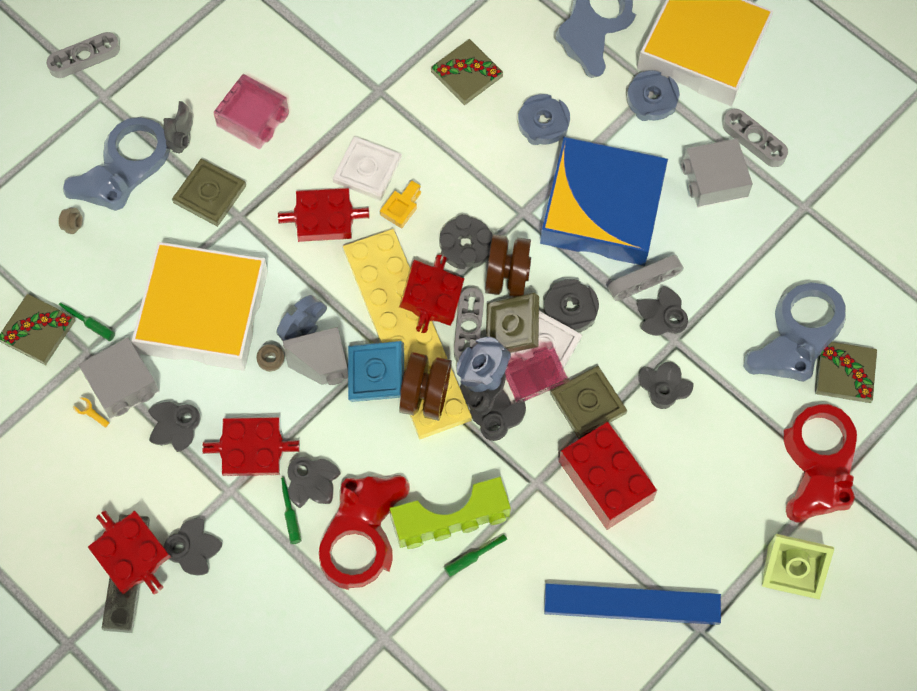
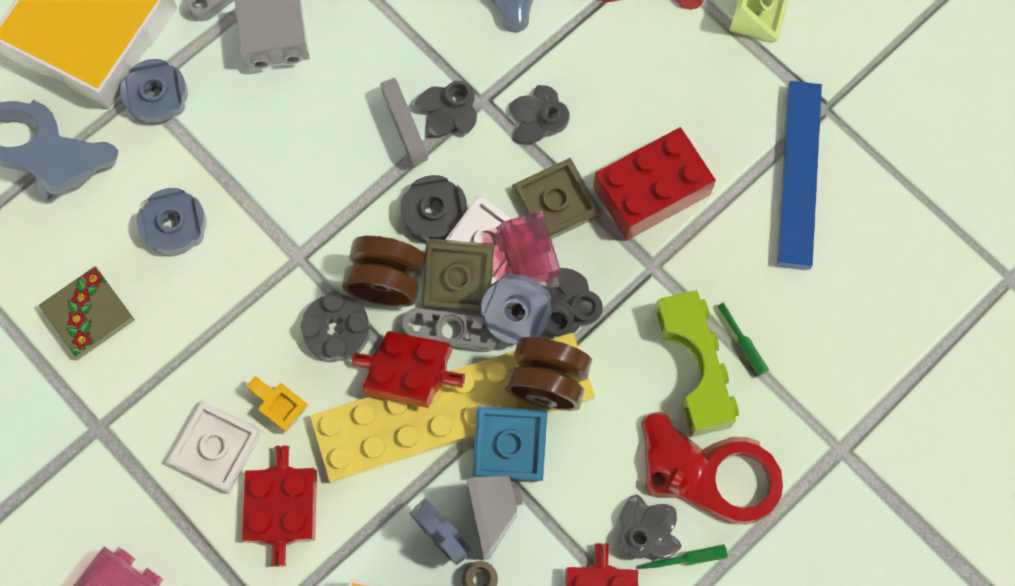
camera: 85 degrees left, 5 degrees up
(604, 201) = (297, 157): blue tile -> none

